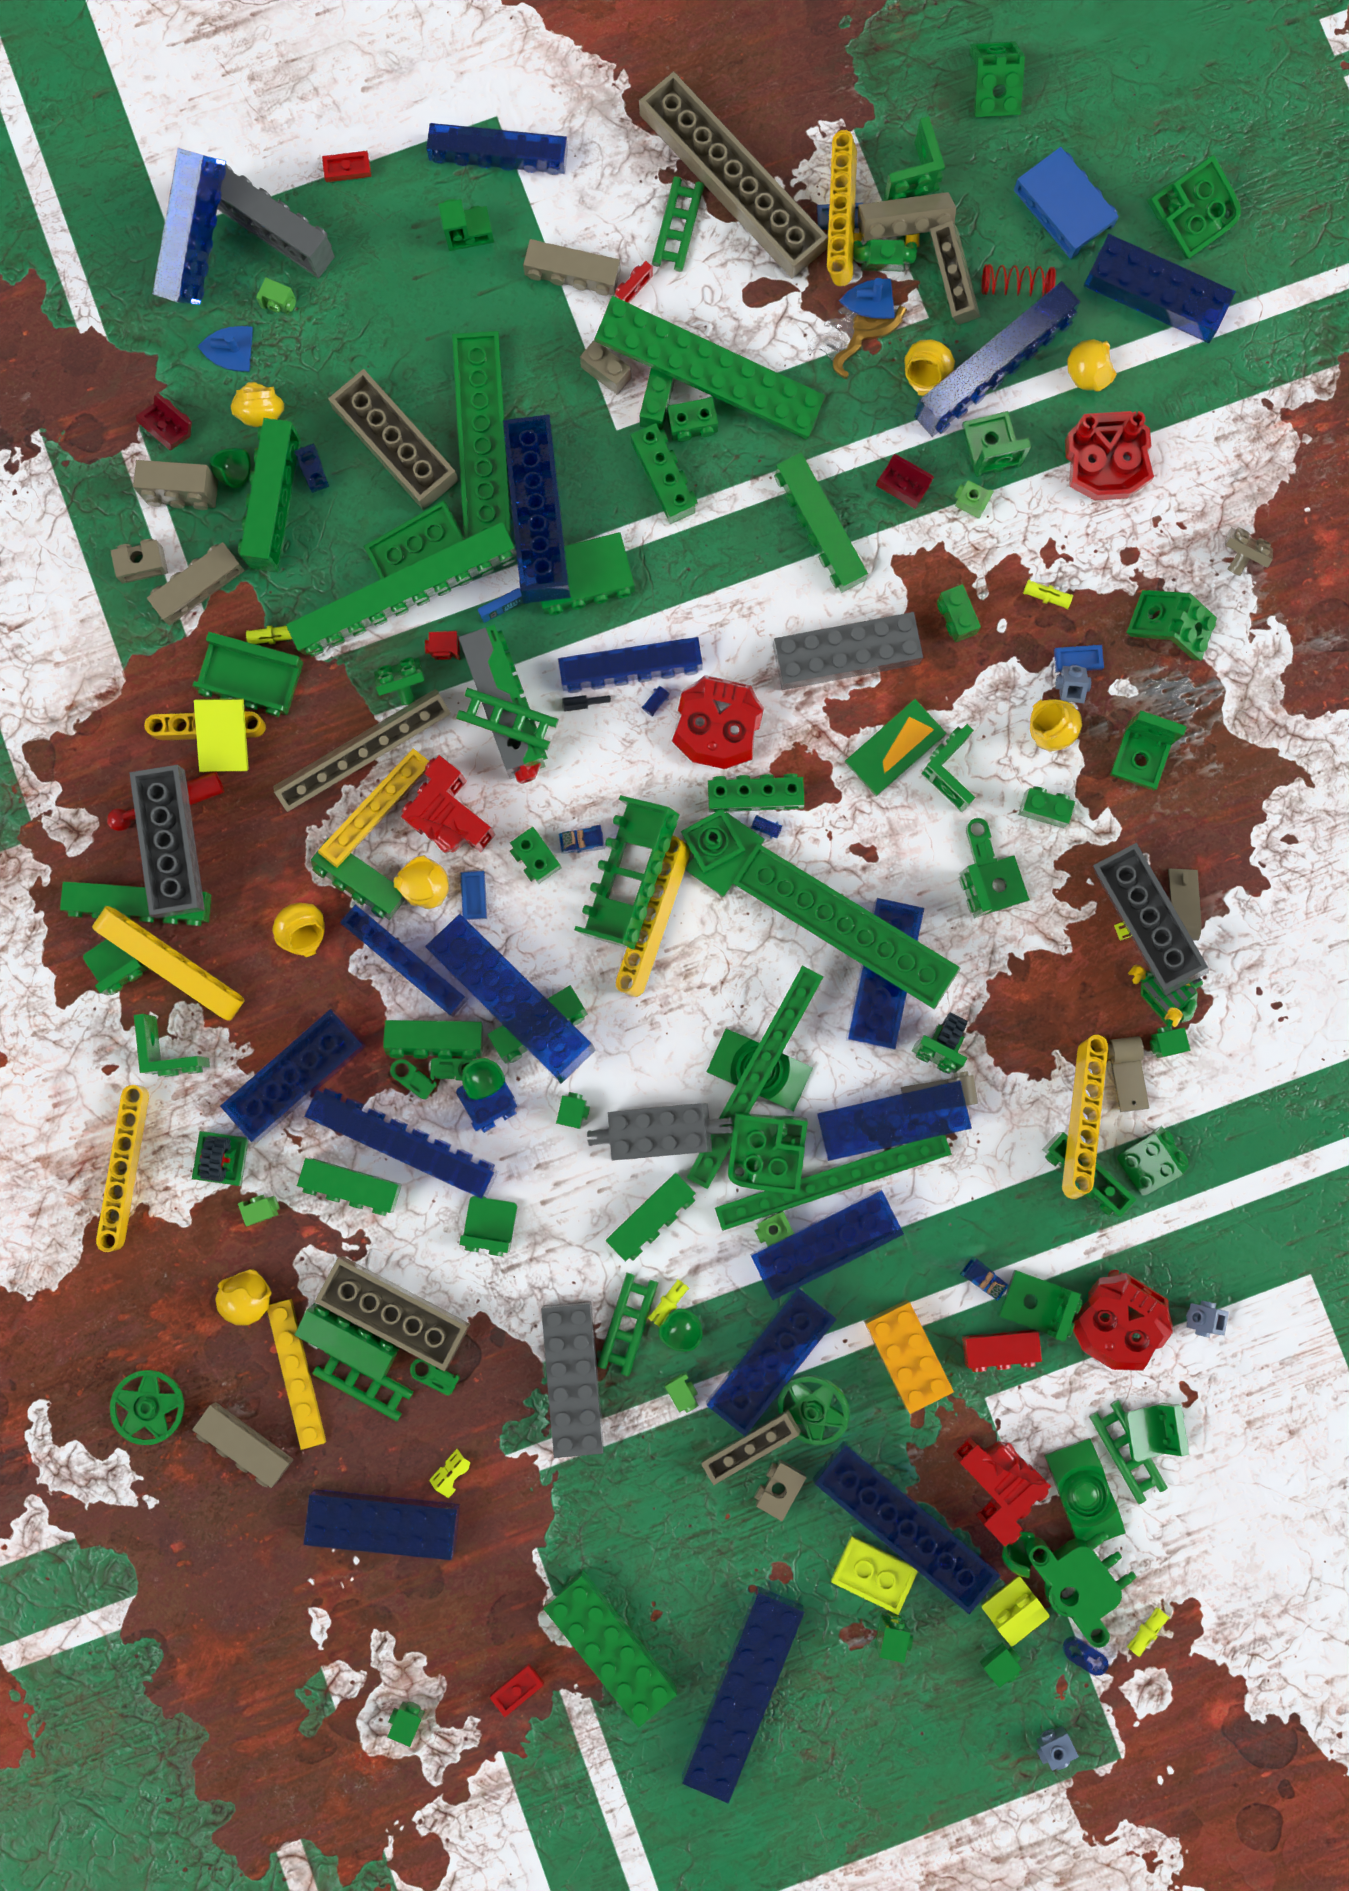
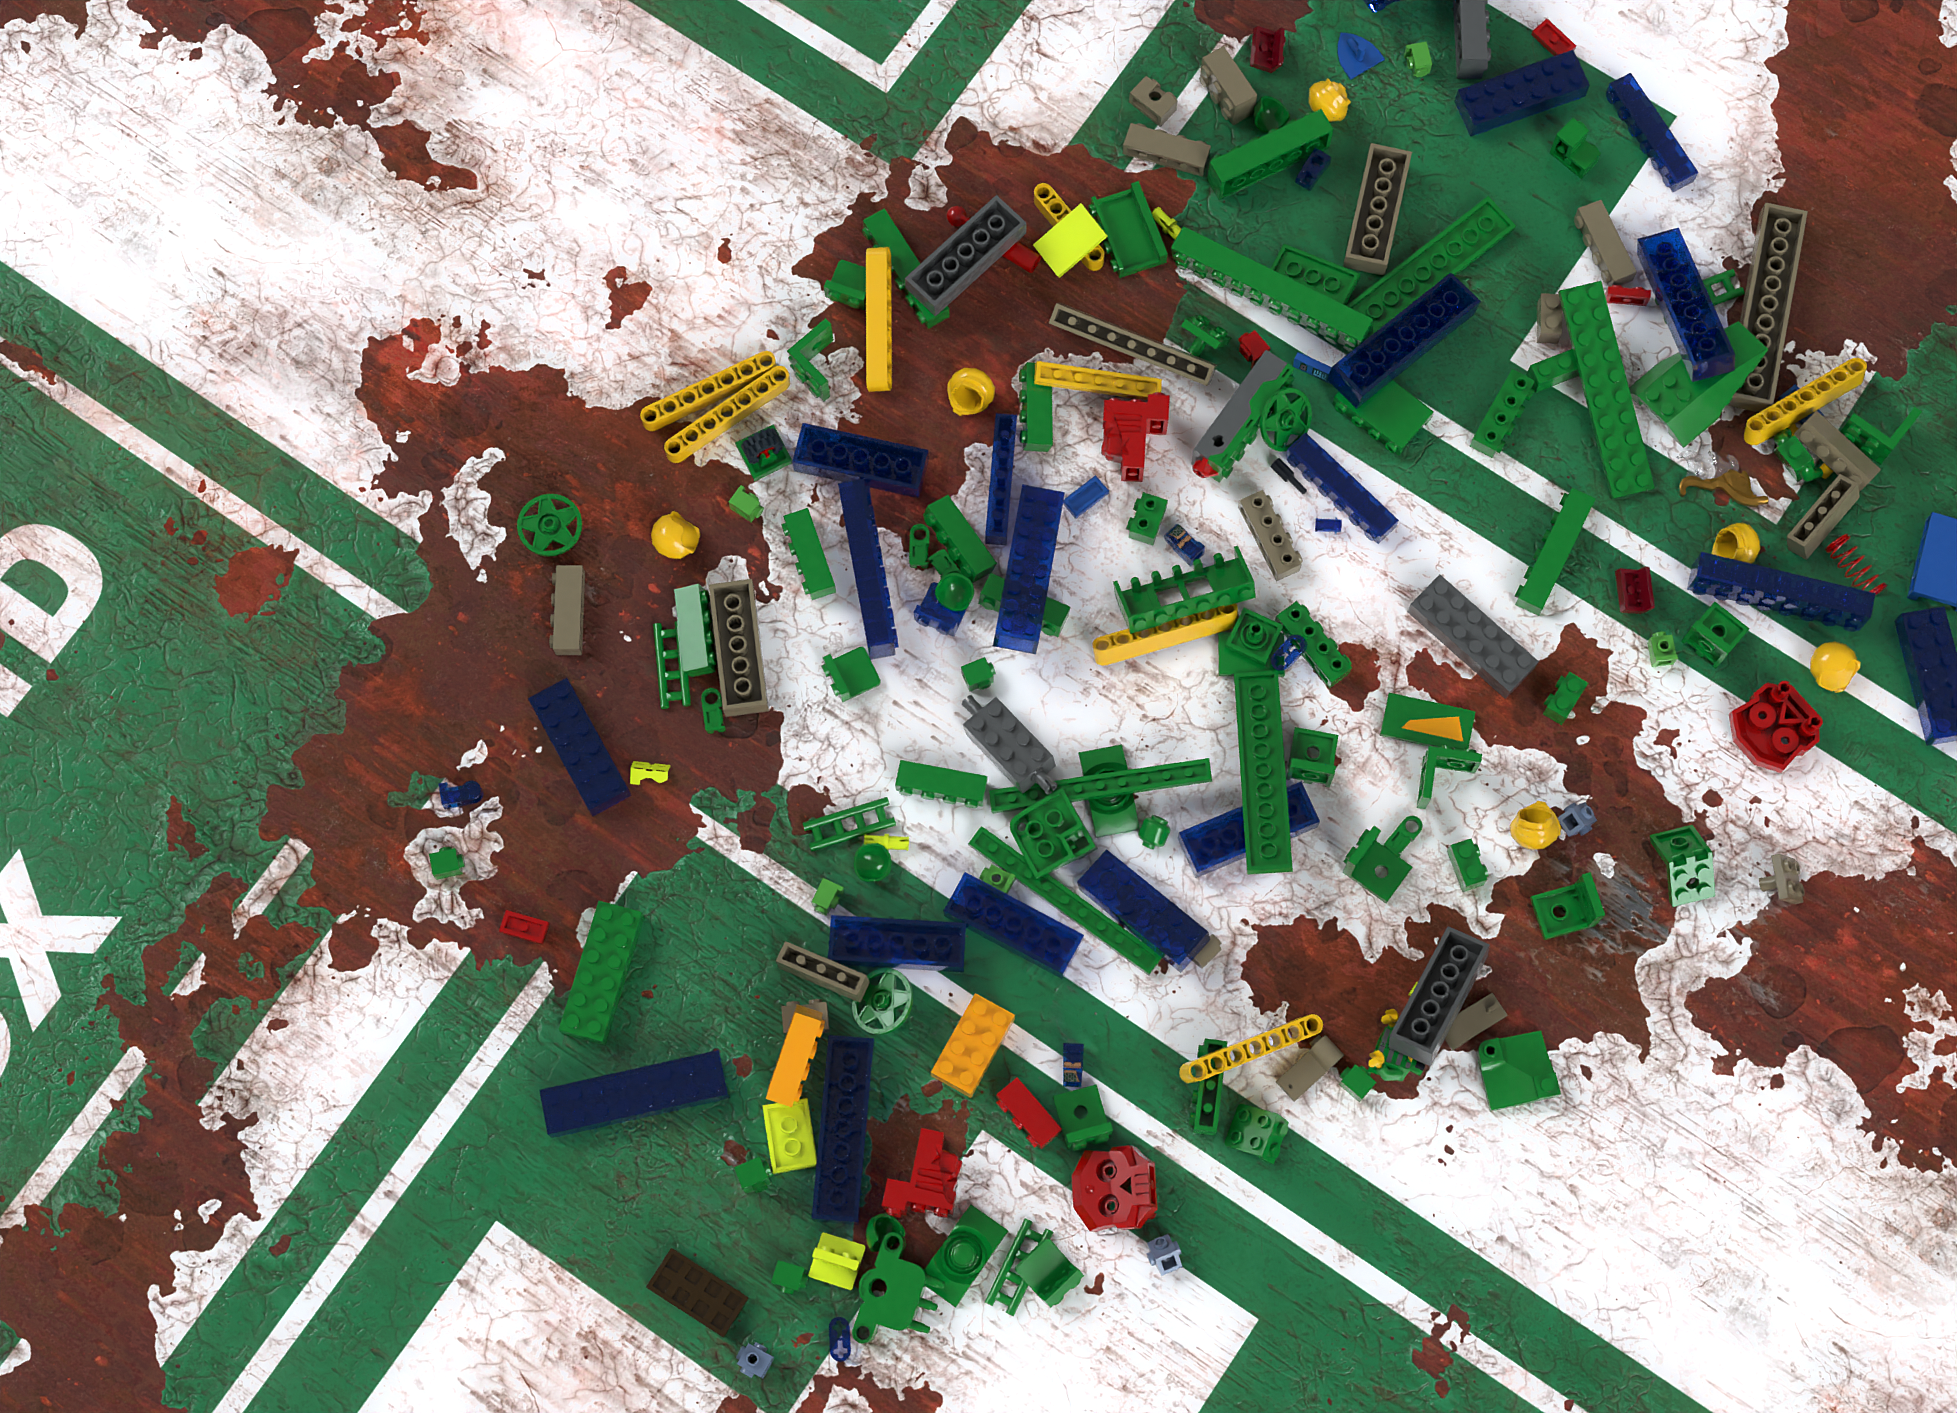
camera: 55 degrees right, 10 degrees down
(165, 1177) = (723, 423): none -> yellow beam
(296, 1374) = (644, 613): yellow plate -> none
(352, 1660) = (459, 796): none -> clear blue leg
(376, 231) = (1521, 93): none -> clear blue brick
(423, 882) = (1067, 452): yellow helmet -> none
(493, 723) = (1244, 430): green bar -> none
(533, 667) = (1285, 418): none -> green wheel
(572, 1379) = (781, 809): dark grey brick -> none
(628, 758) = (1270, 535): none -> dark tan brick
(686, 240) = (1685, 305): none -> clear blue brick
(692, 419) = (1559, 406): green brick -> none
(713, 741) = (1330, 585): red brick -> none
(744, 822) = (1285, 649): none -> clear blue beam
(759, 283) = (1691, 406): none -> green wedge
(766, 826) = (1296, 674): clear blue pin -> none
(814, 1528) = (794, 1056): none -> light orange brick
(827, 1057) = (1154, 832): none -> green head
(871, 299) = (1755, 472): blue shield -> none
(871, 871) = (1308, 769): none -> green bracket
(943, 1045) = (1227, 909): green plate -> none
(959, 1757) = (697, 1292): none -> dark brown plate
(1048, 594) = (1632, 755): neon yellow pin -> none
(1084, 656) = (1607, 818): blue tile -> none
(1148, 1632) = (891, 1375): neon yellow pin -> none
(1252, 897) = (1517, 1071): none -> green slope

